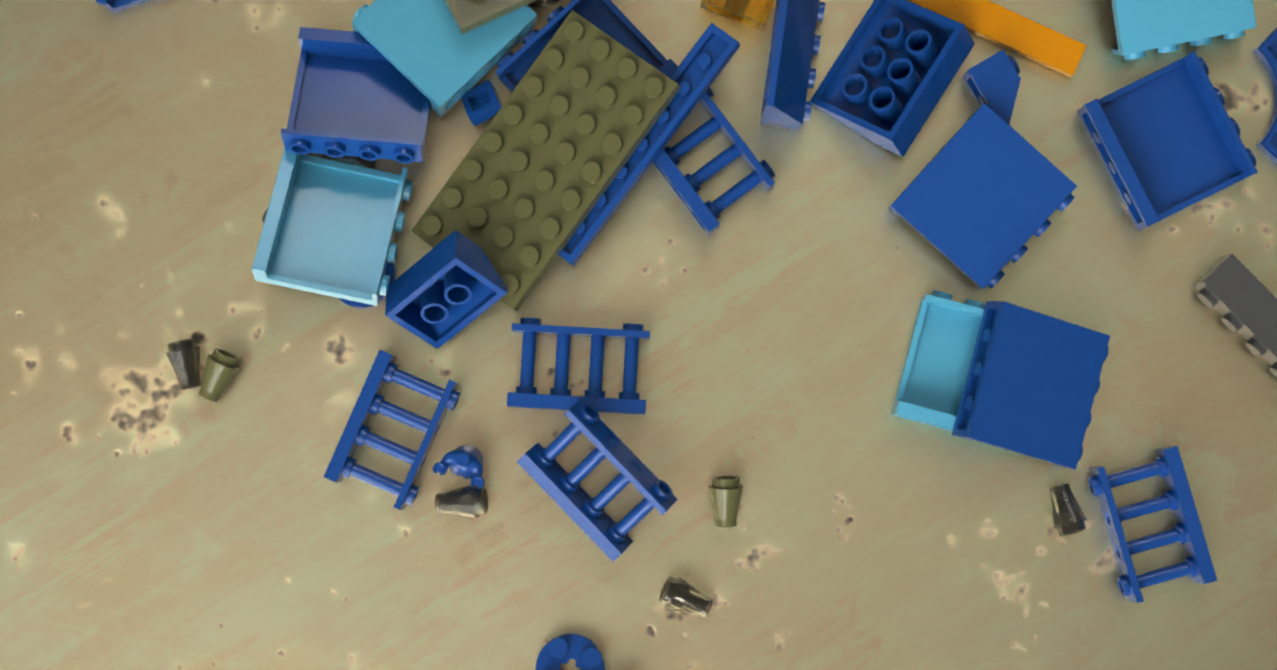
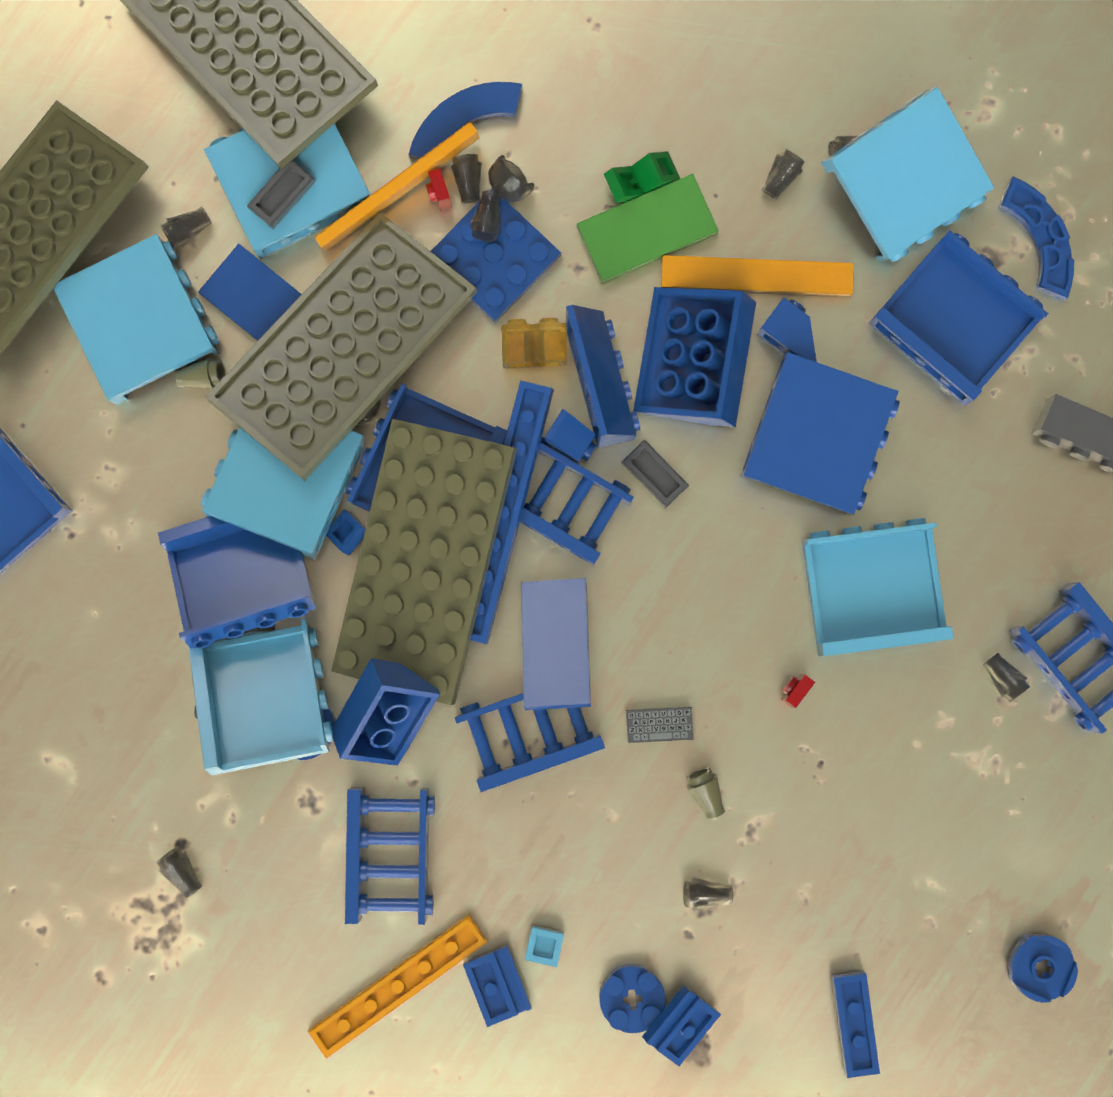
camera: 25 degrees left, 0 degrees up
(218, 373) = (213, 867): olive cone -> none
(349, 560) = (397, 986): none -> light orange tile
(445, 600) = (497, 985): none -> blue plate
(463, 462) = (464, 855): blue piece -> none
(464, 501) = (477, 891): clear smoke cone -> none
(506, 581) = (544, 946): none -> medium azure plate
(571, 497) = (578, 851): blue fence -> none
(639, 294) = (555, 644): none -> tile
(707, 415) = (659, 724): none -> tile
(737, 100) = (571, 438): none -> blue slope
(805, 171) = (655, 473): none -> dark grey tile
(855, 436) = (796, 689): none -> red plate
(1031, 384) = (930, 581): blue panel -> none

